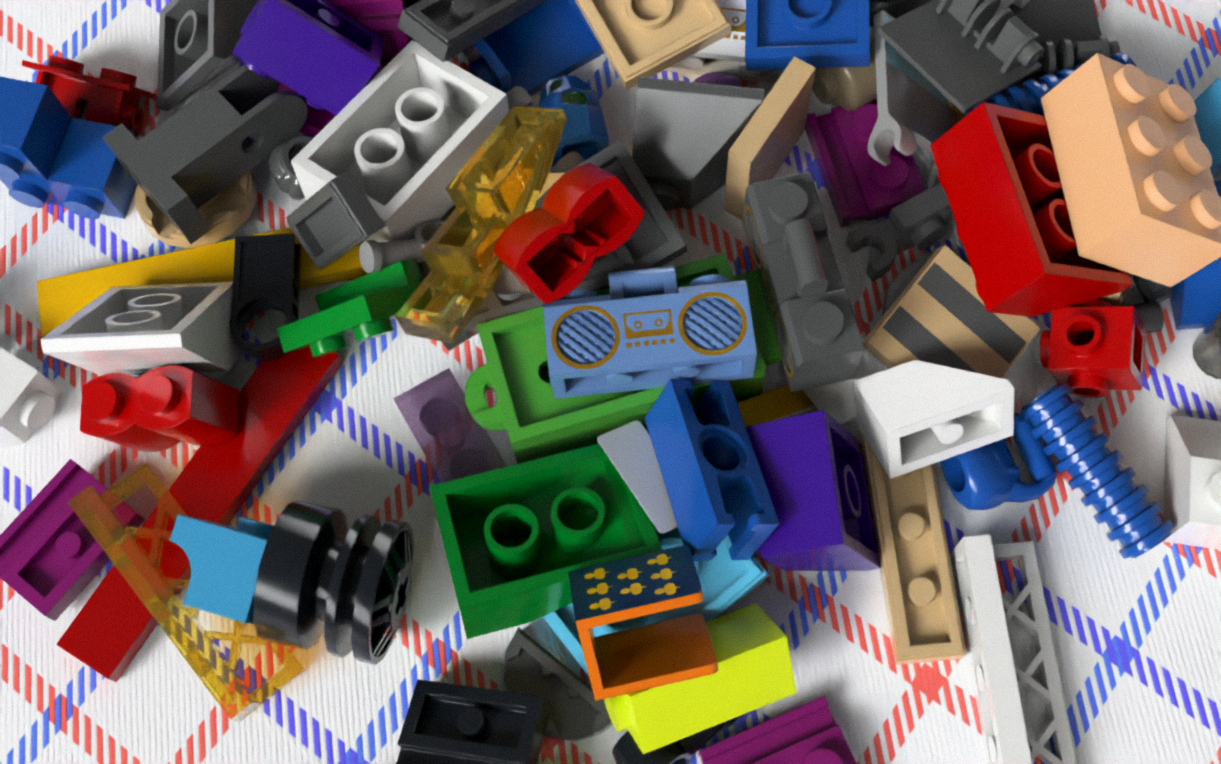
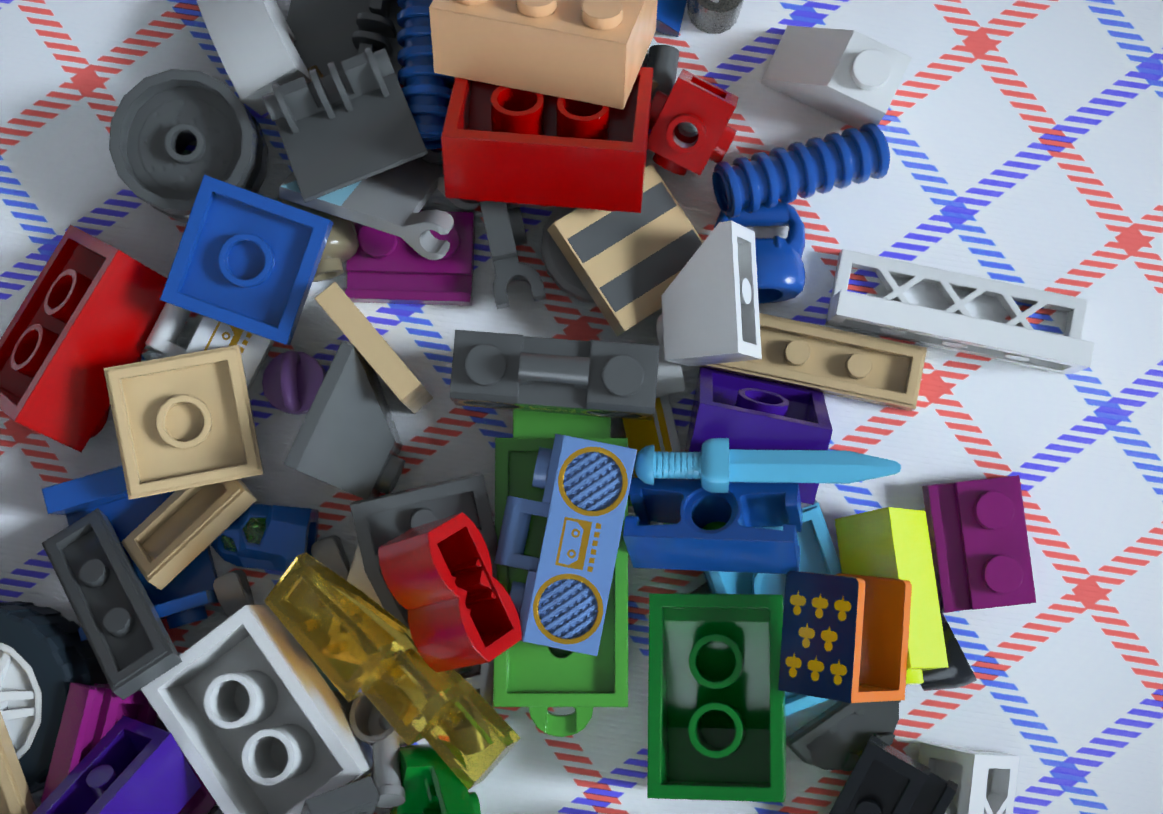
camera: 80 degrees left, 15 degrees up
(446, 429) = (597, 757): clear purple plate -> none
(560, 49) = (185, 528): none -> tan tile
(636, 462) = (675, 592): white sticker -> none
(770, 445) = (719, 465): none -> medium azure sword

